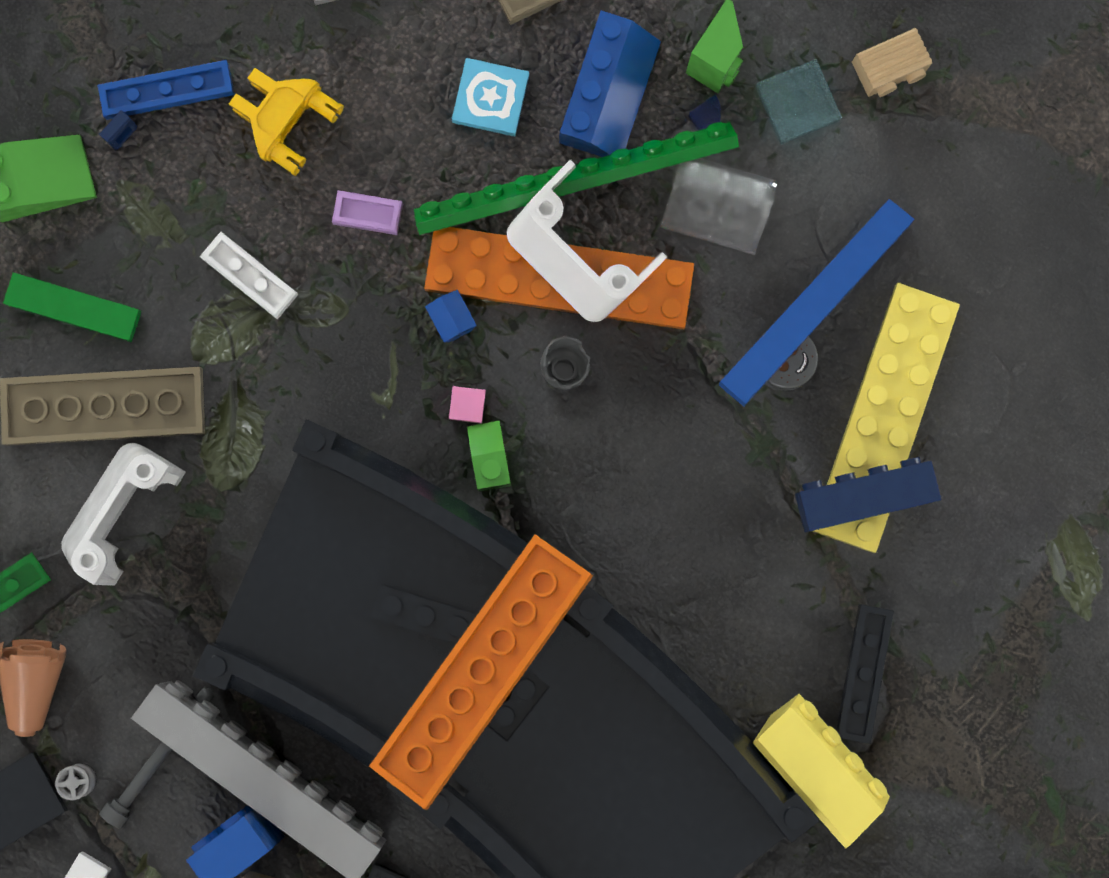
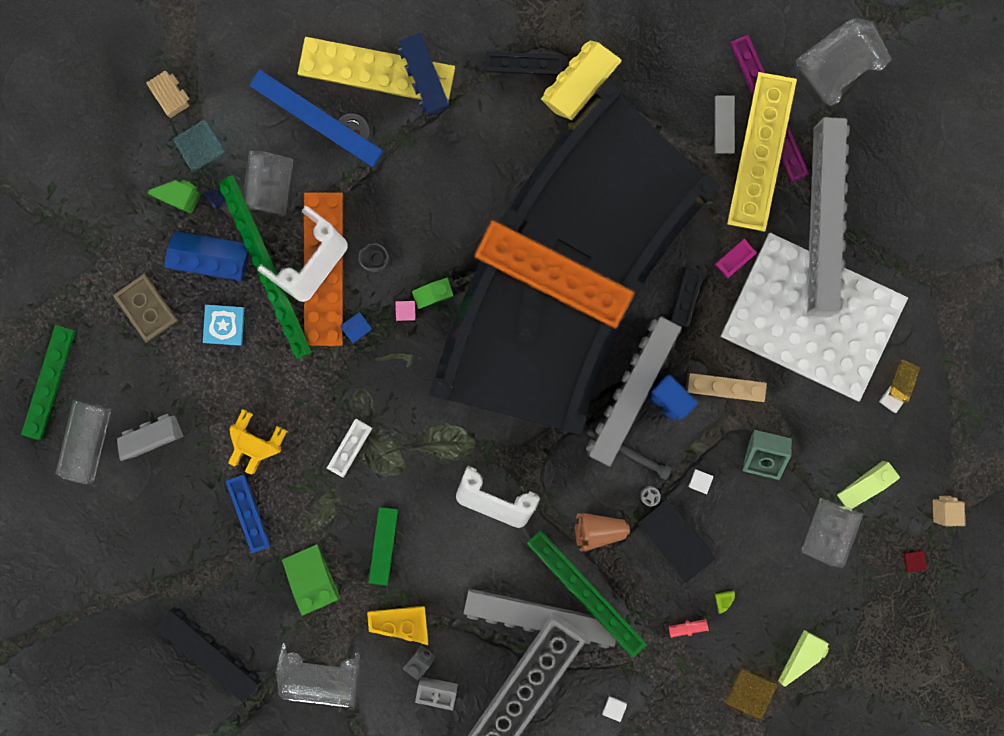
camera: 90 degrees left, 5 degrees up
(102, 406) = (437, 518): dark tan plate -> none
(118, 130) = (276, 536): dark blue tile -> none
(367, 212) = (302, 386): lavender tile -> none

